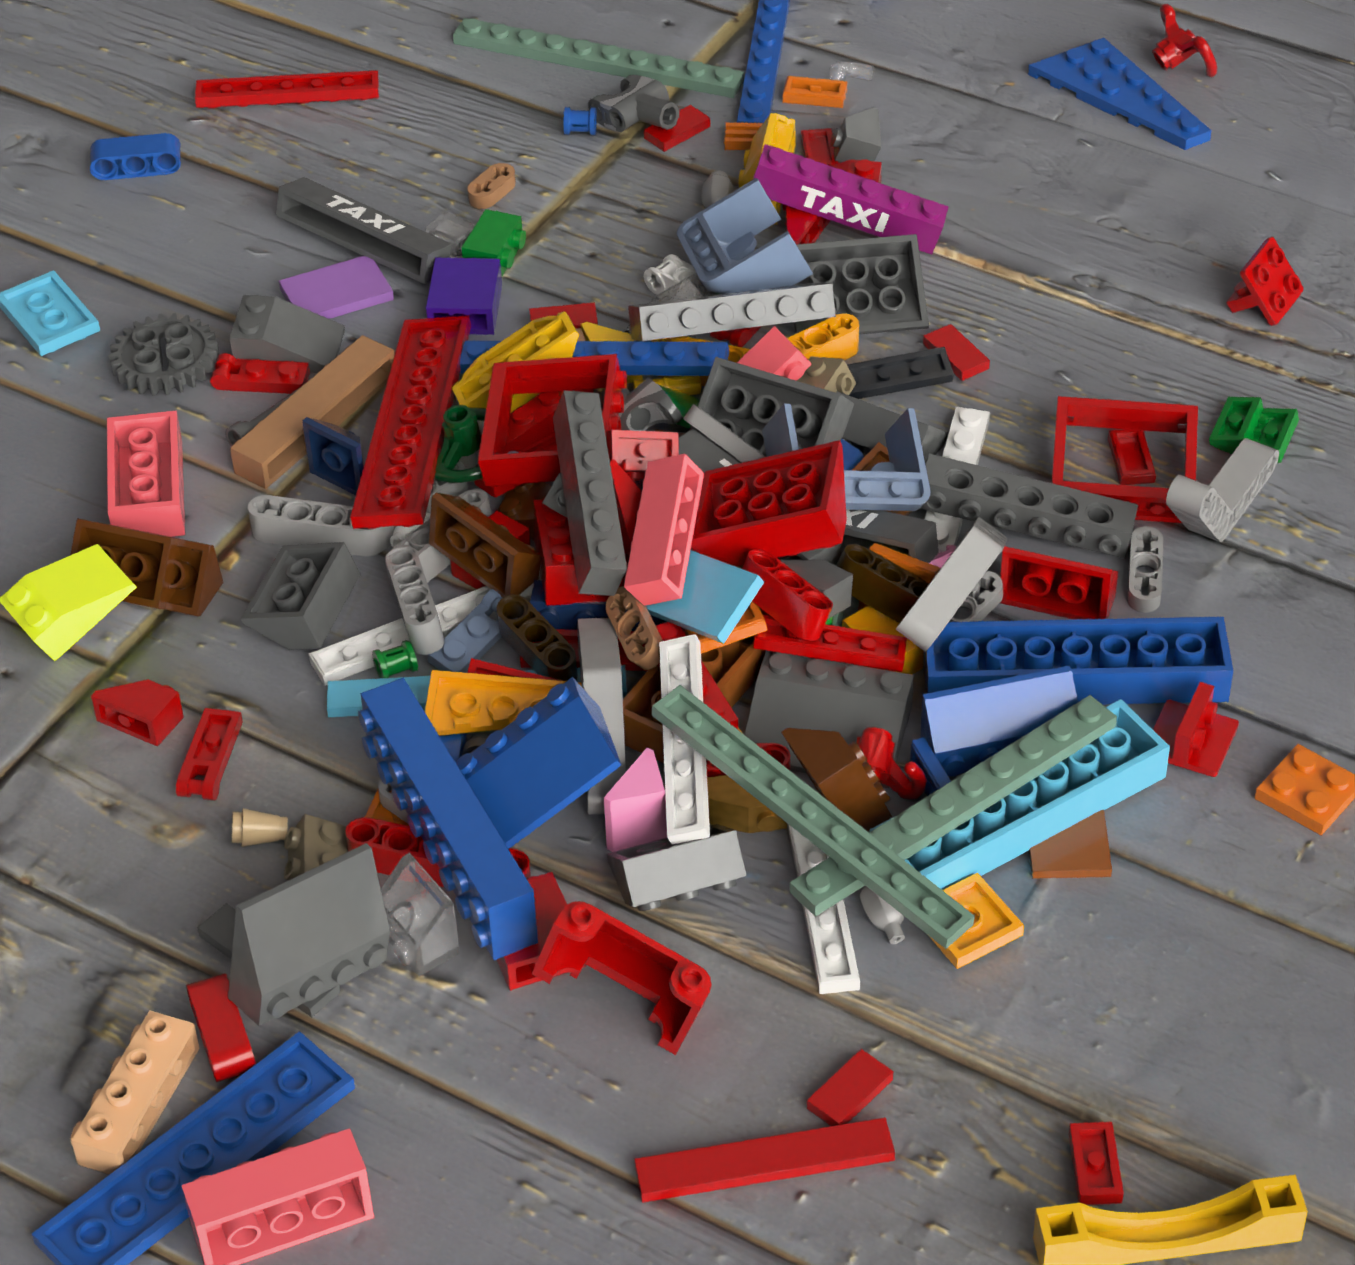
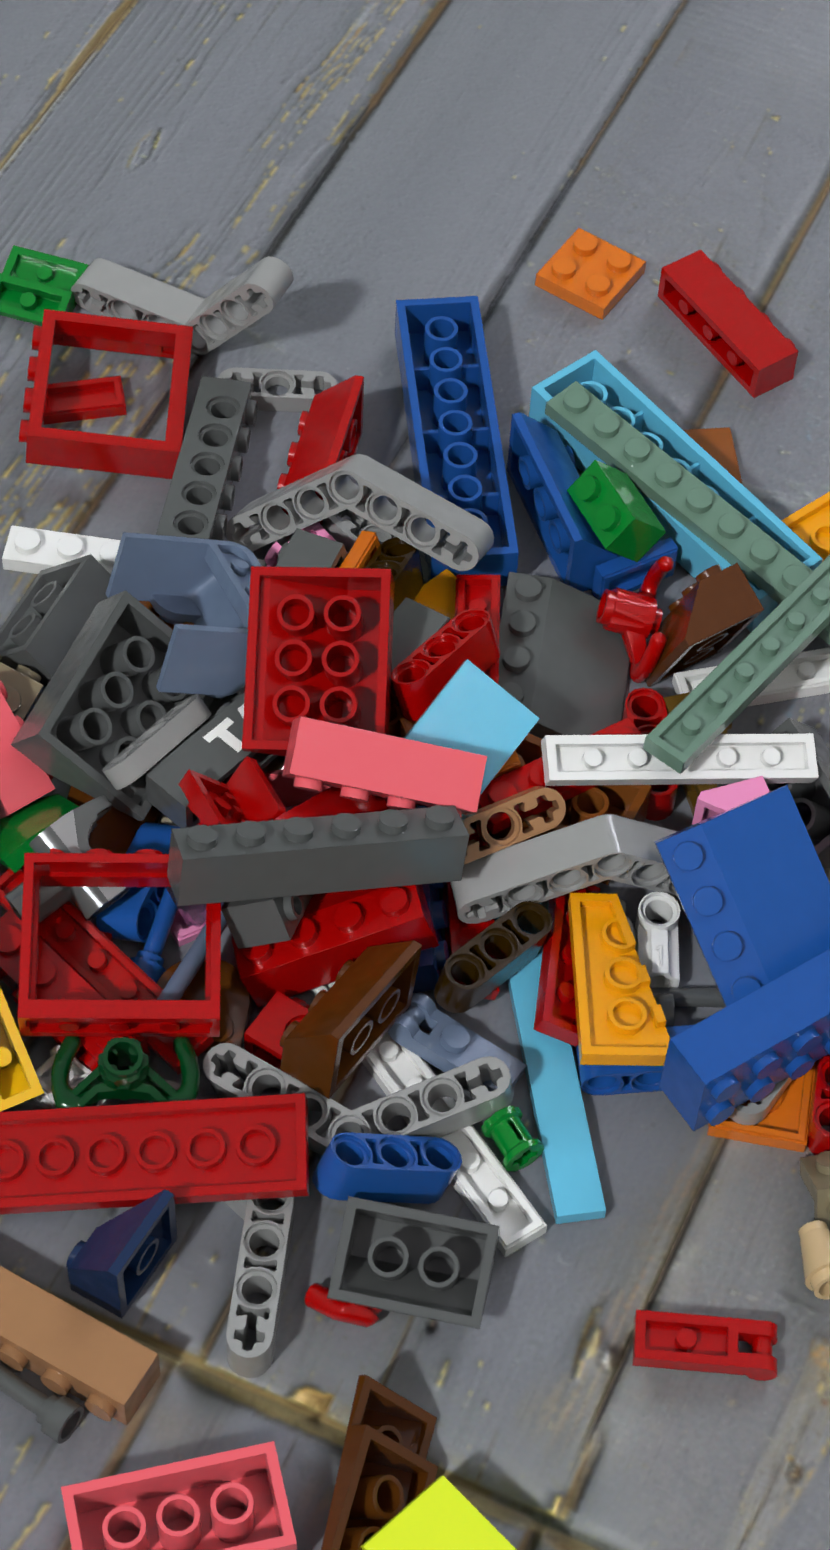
camera: 100 degrees left, 10 degrees up
(139, 709) = (643, 1442): red slope -> none
(371, 560) = (386, 1168): none -> blue beam
(965, 731) = (616, 511): none -> green brick
(1196, 733) = (531, 351): red bracket -> none
(1240, 875) = (728, 323): none -> red brick

